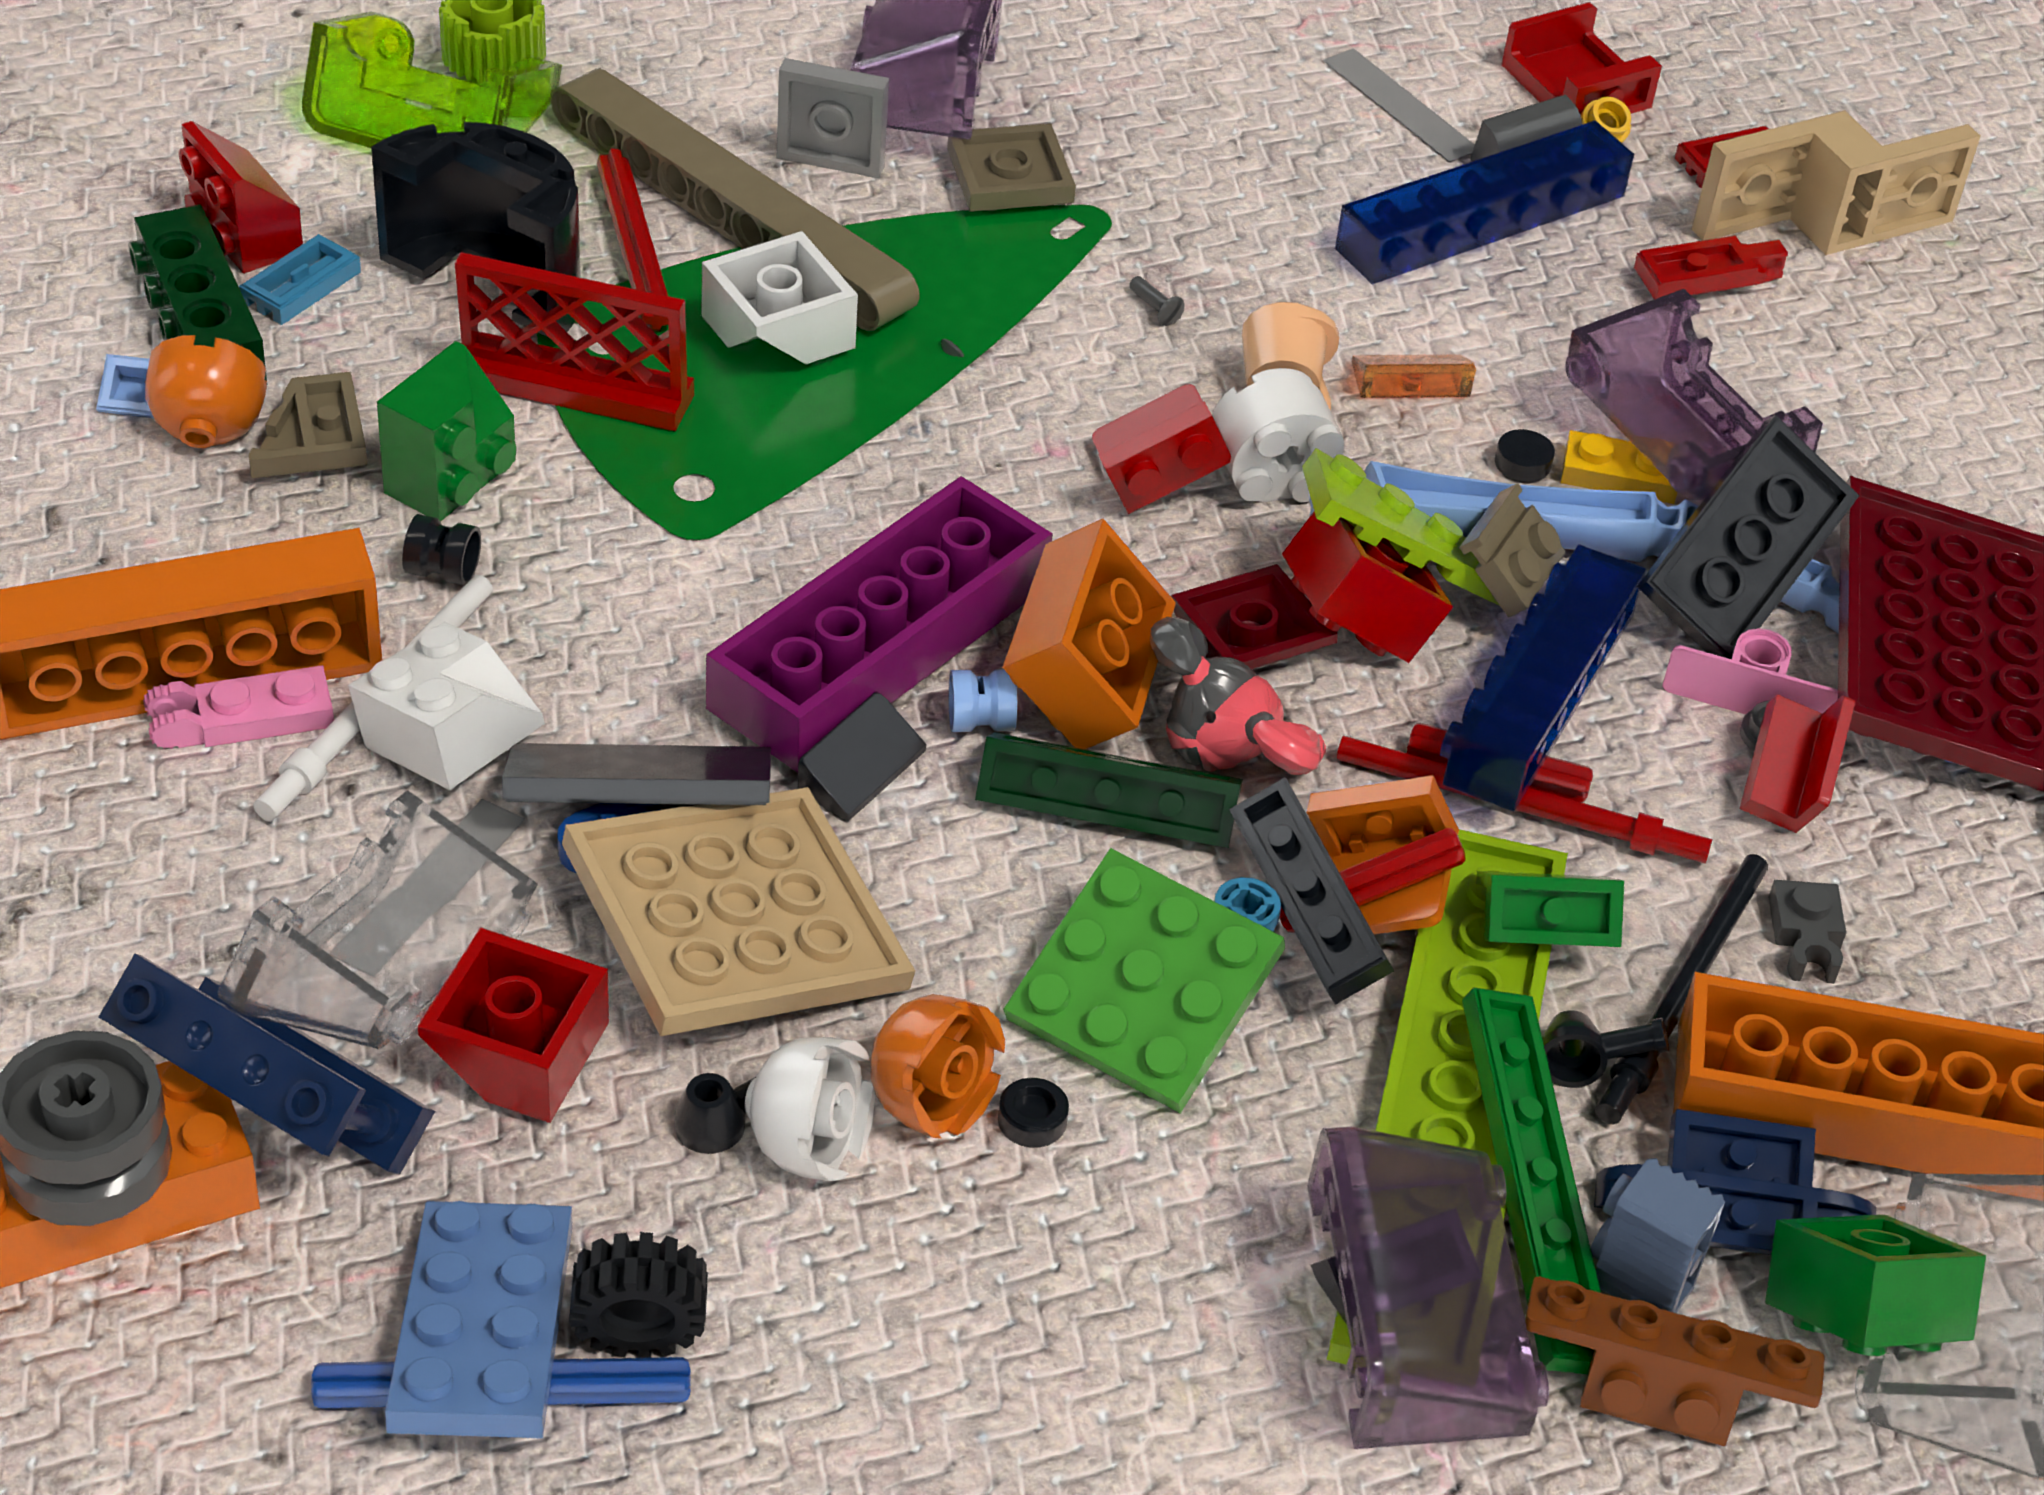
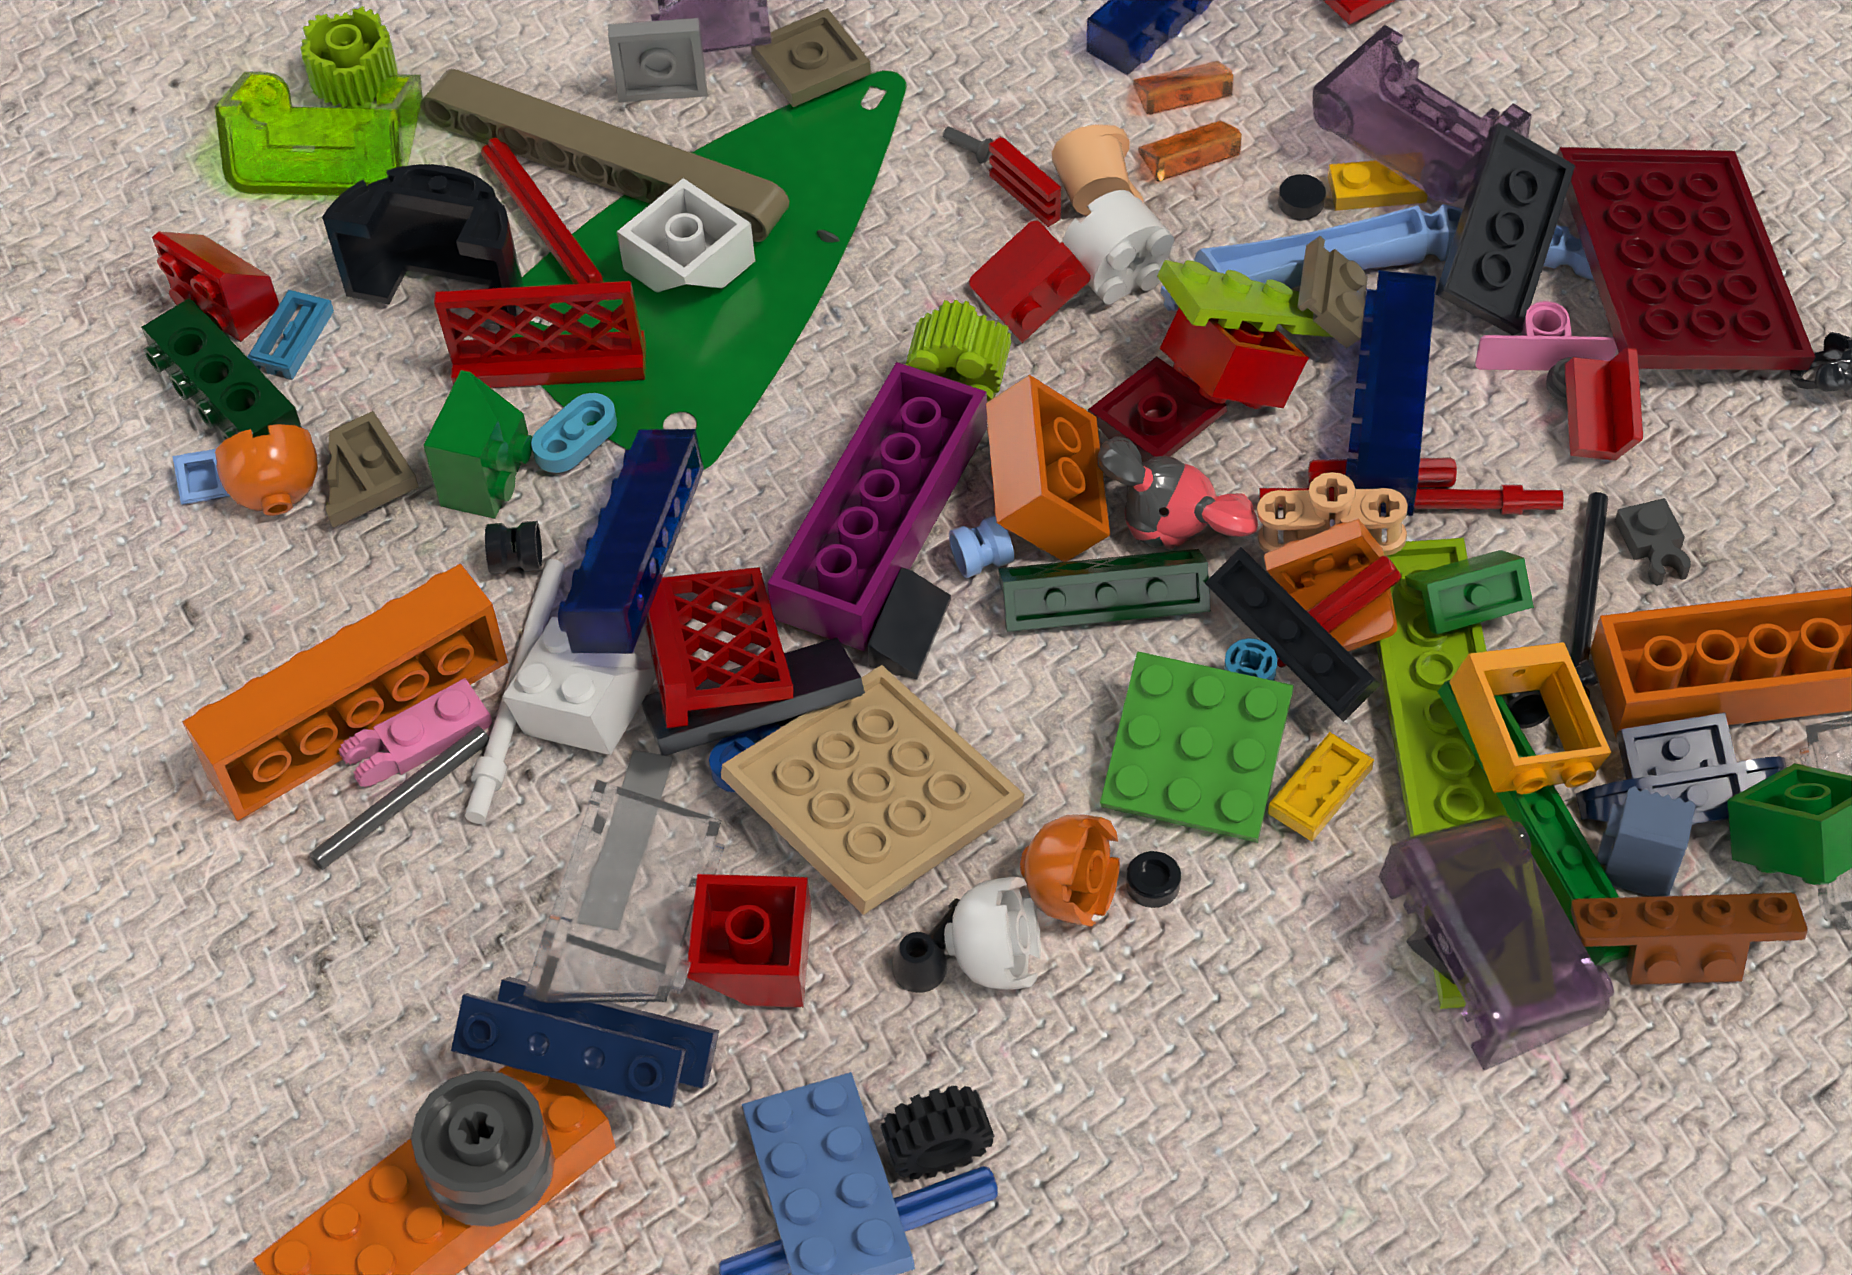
camera: 10 degrees left, 10 degrees up
(188, 767) = (399, 798): none -> dark grey piece
(567, 457) = (570, 434): none -> medium azure plate
(569, 570) = (632, 542): none -> clear blue brick
(573, 684) = (674, 643): none -> red fence
(1046, 480) = (961, 347): none -> lime brick
(1201, 349) = (1025, 181): none -> red tile
(1280, 1070) = (1320, 786): none -> yellow plate
(1394, 759) = (1311, 511): none -> light nougat axle
(1432, 312) = (1184, 87): none -> clear orange slope
(1594, 1006) = (1523, 670): none -> light orange window

